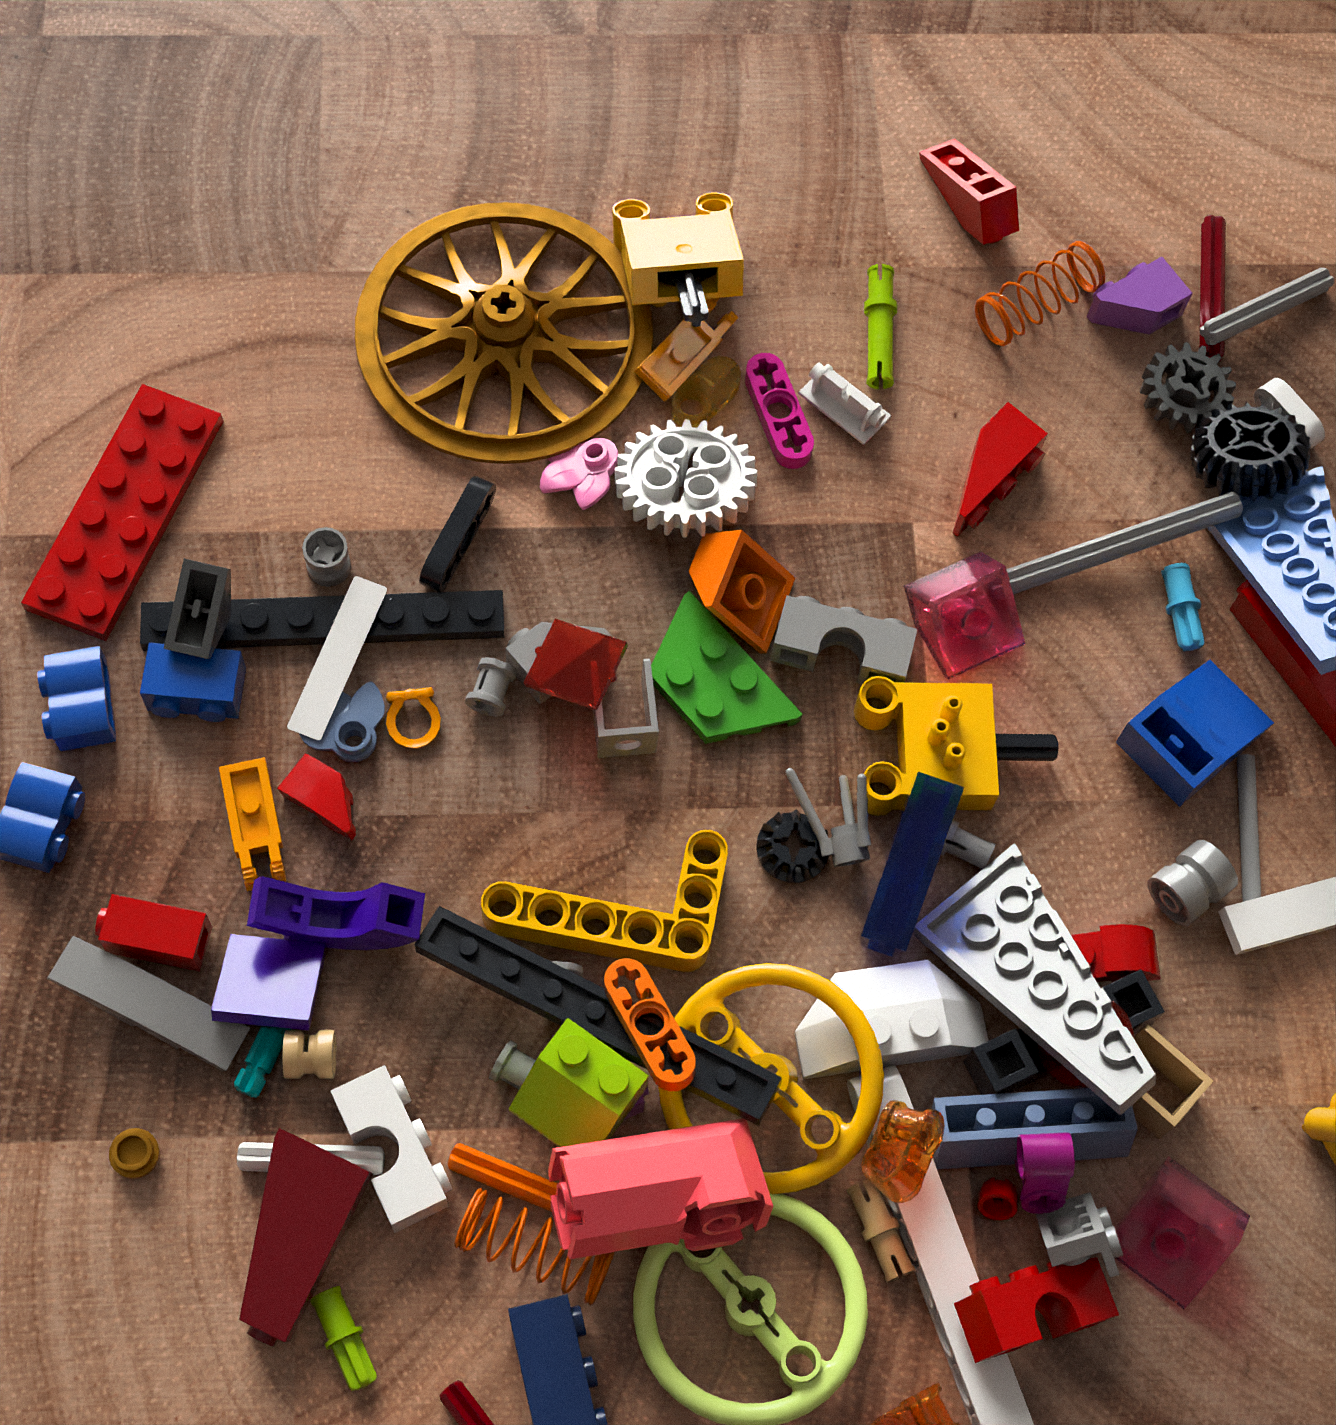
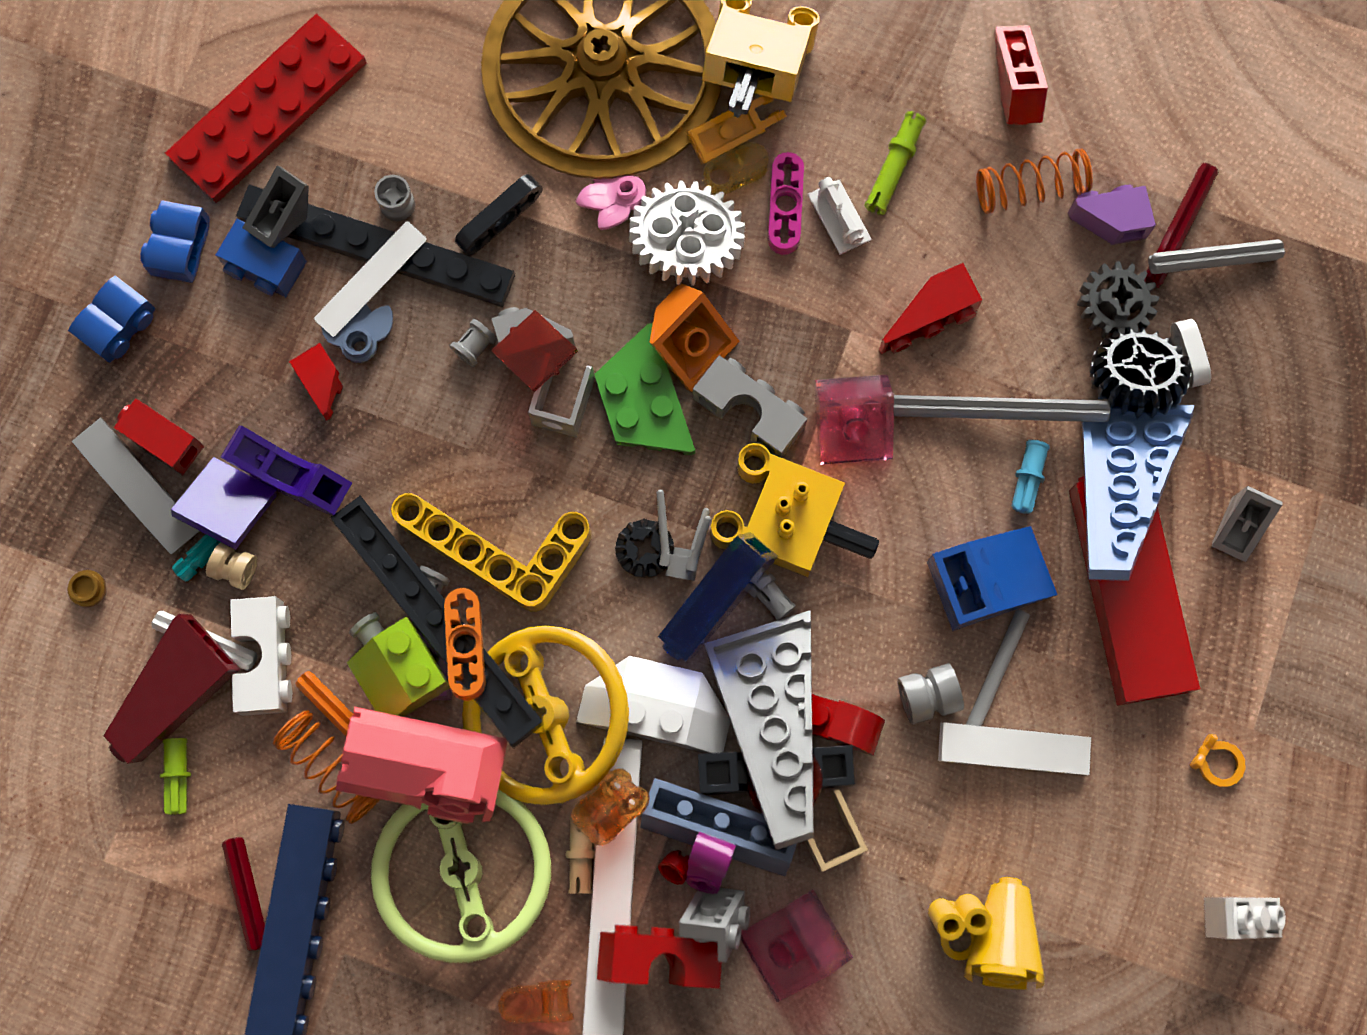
camera: 30 degrees right, 10 degrees up
(252, 817) = (263, 378): light orange hinge -> none
(424, 697) = (402, 327): light orange piece -> none

